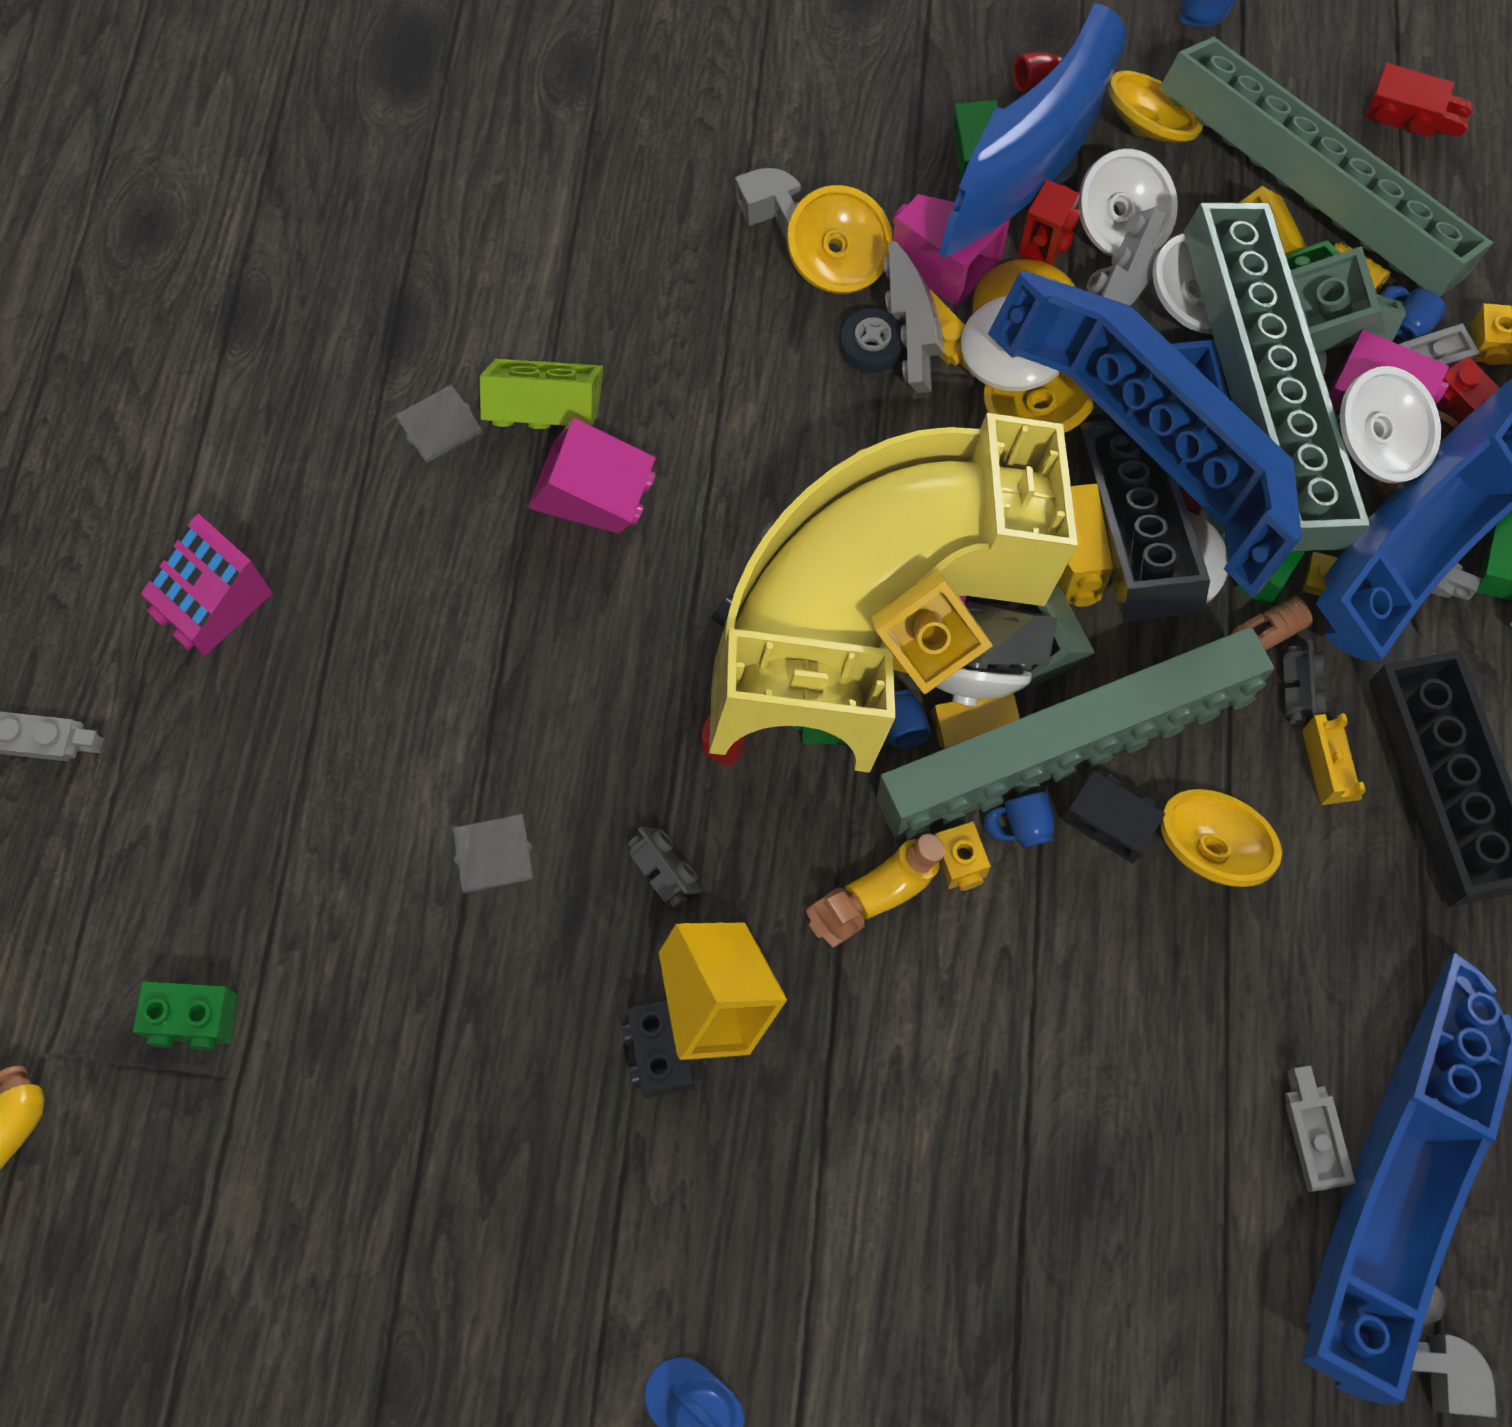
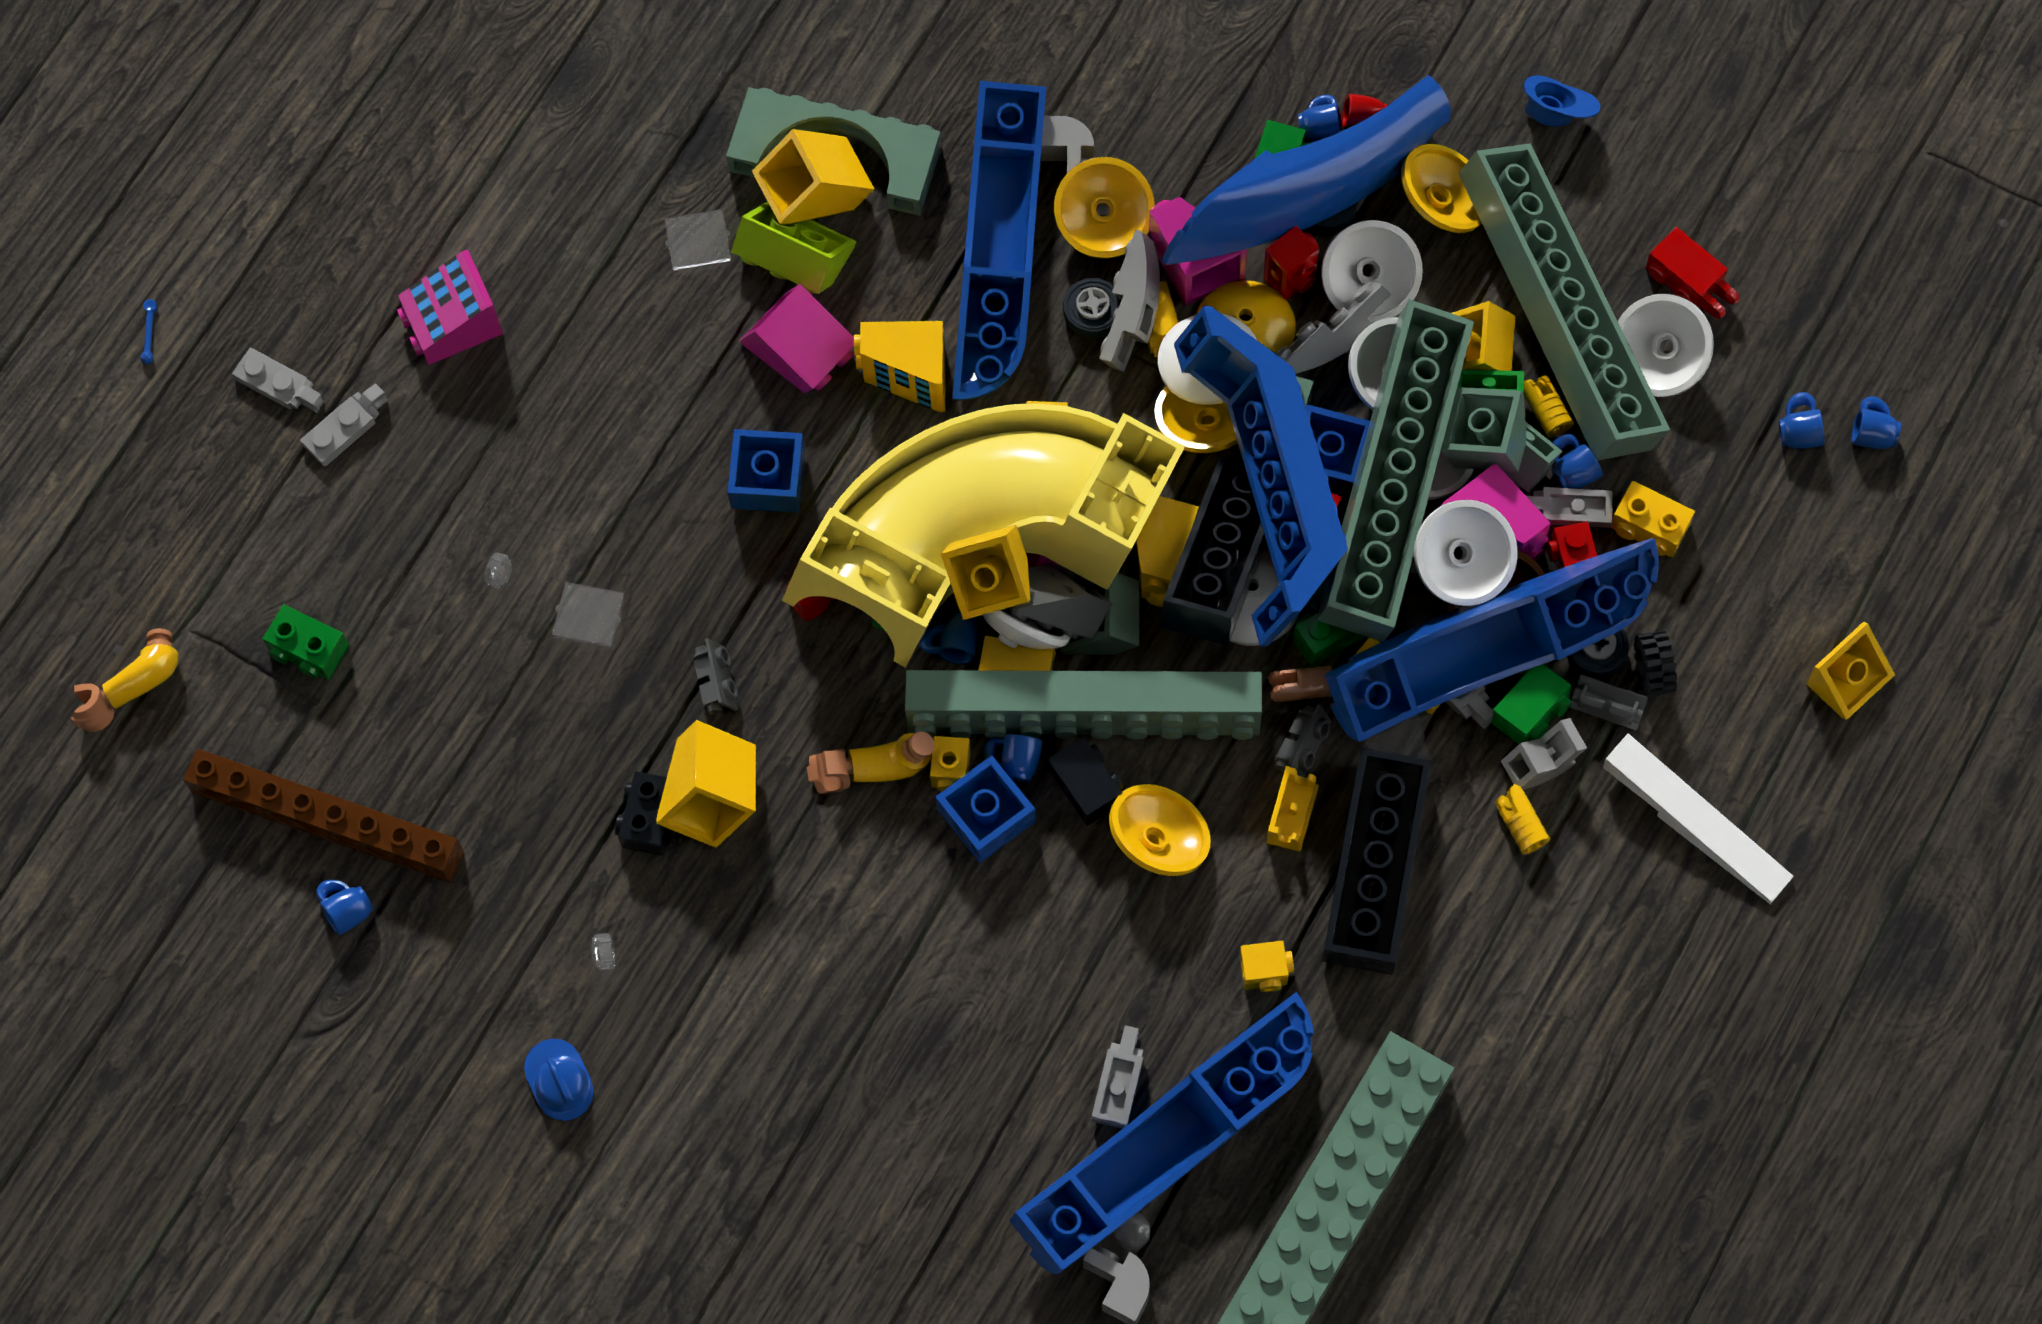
camera: 25 degrees right, 0 degrees up
(136, 755) = (344, 425): none -> light grey hinge
(284, 1209) = (323, 815): none -> reddish brown brick
(356, 1311) = (344, 908): none -> blue piece
(374, 845) = (498, 570): none -> clear tile
(469, 277) = (904, 148): none -> sand green arch
(531, 315) = (812, 177): none -> yellow slope
(621, 624) = (766, 470): none -> blue brick
(680, 1233) = (603, 951): none -> clear tile
(714, 457) = (904, 359): none -> yellow slope
(750, 306) = (999, 237): none -> blue slope
(1001, 85) = (1321, 118): none -> blue piece
(1027, 891) = (985, 809): none -> blue brick
(1400, 938) = (1265, 966): none -> yellow brick
(1452, 151) = (1663, 319): none -> white dish

